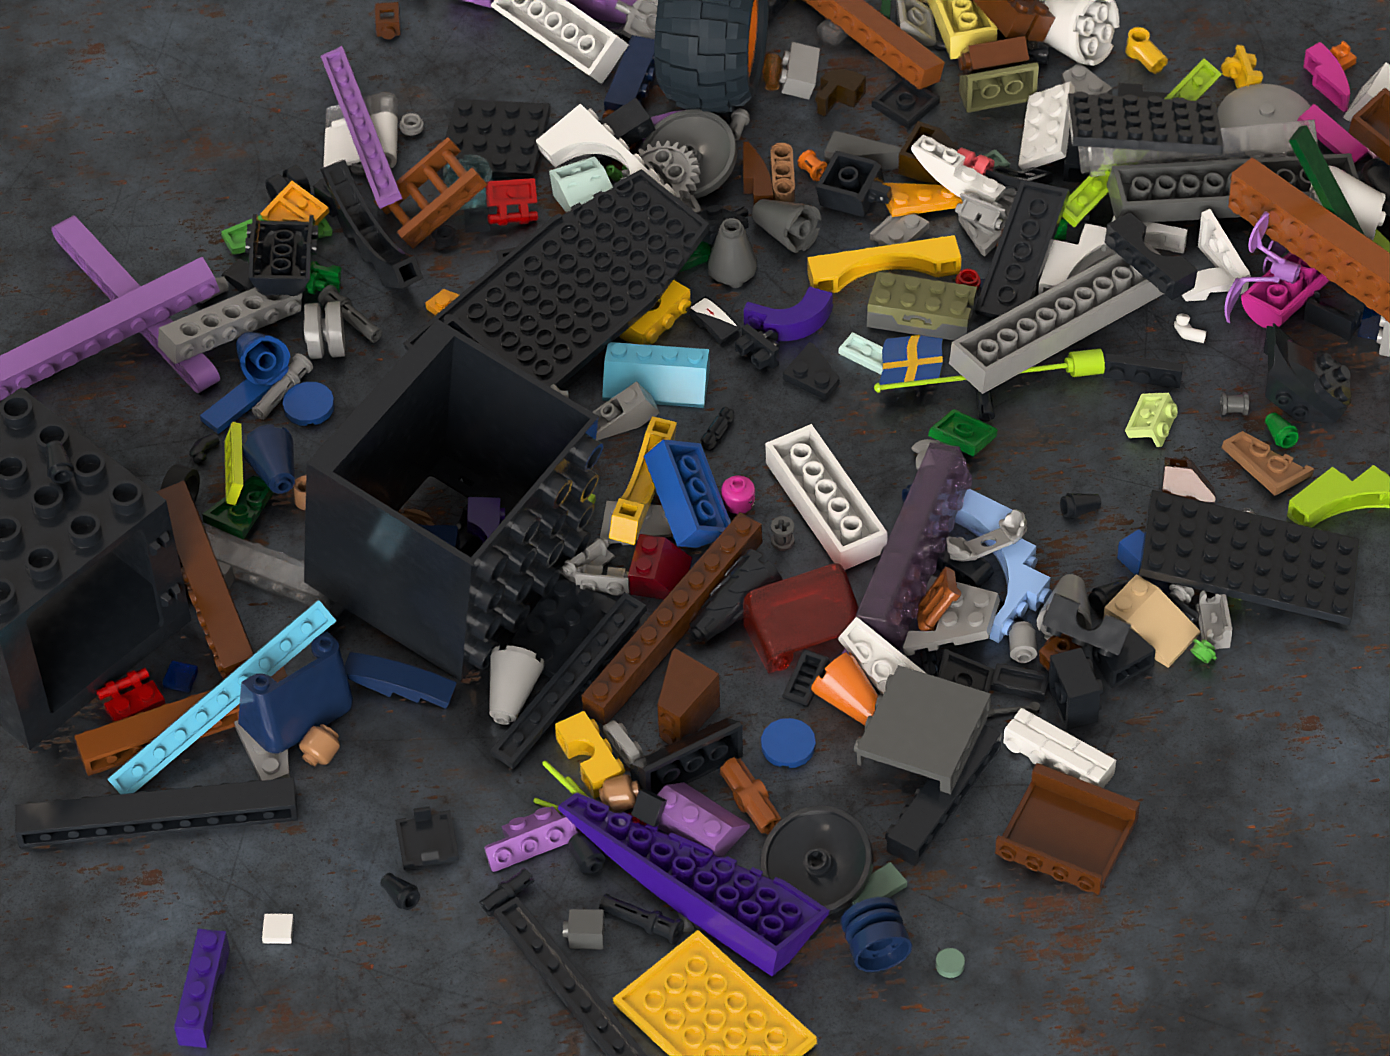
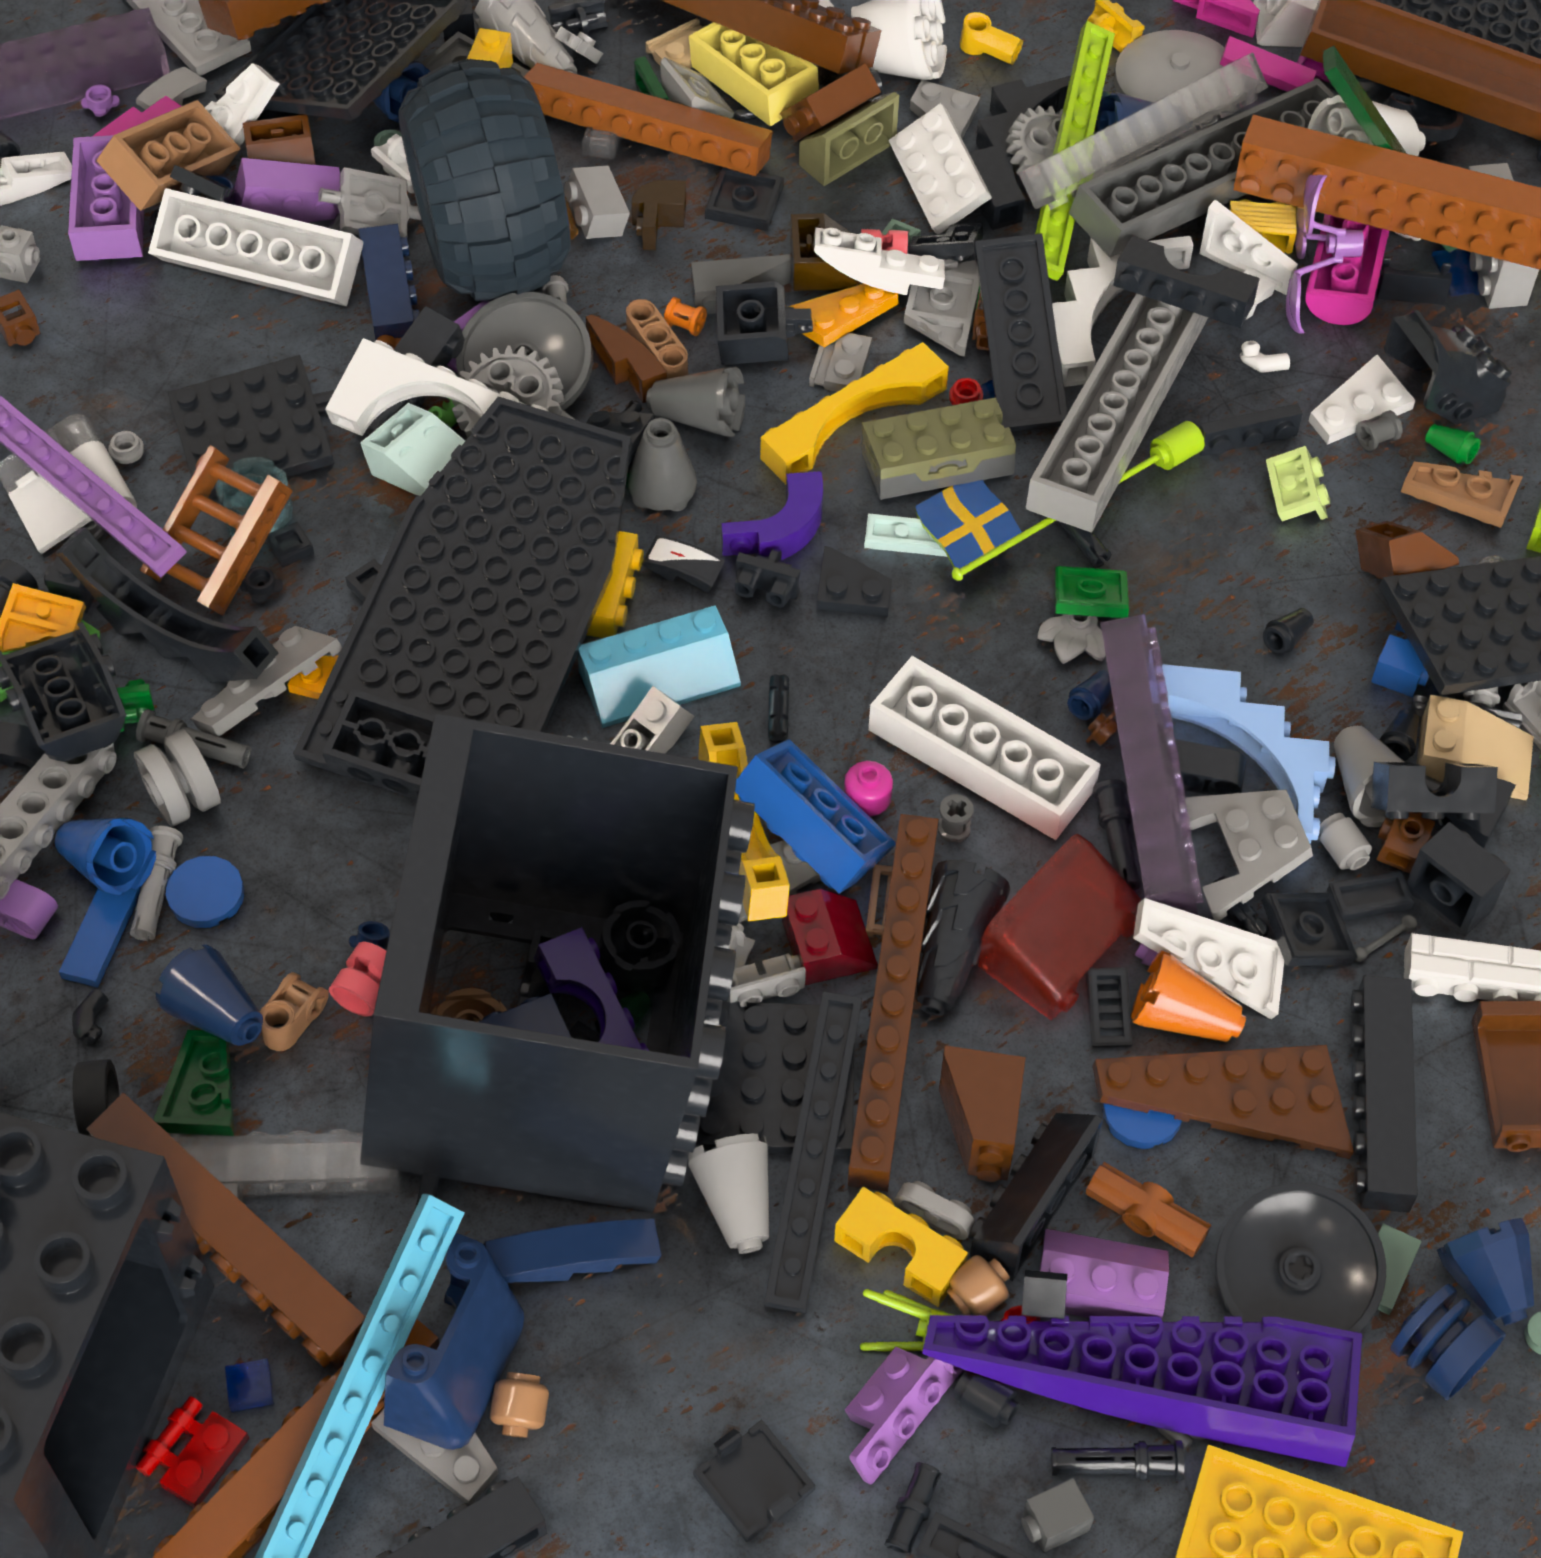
camera: 30 degrees left, 5 degrees up
(233, 463) = (155, 1026): neon yellow tile -> none
(432, 286) = (297, 653): none -> light grey wing
(511, 192) = (324, 491): red plate -> none
(833, 748) = (1244, 1092): none -> reddish brown wing
(924, 726) = (1322, 1014): dark grey panel -> none
(936, 909) = (1494, 1269): none -> dark blue cone
(937, 600) = (1210, 825): dark orange plate -> none
(973, 206) = (947, 297): light grey hinge -> none
(1010, 532) = (1249, 702): light grey piece -> none
(1144, 123) = (1083, 120): black plate -> none
(1234, 380) = (1360, 398): none -> white wing
(1238, 233) = (1272, 221): none -> yellow brick

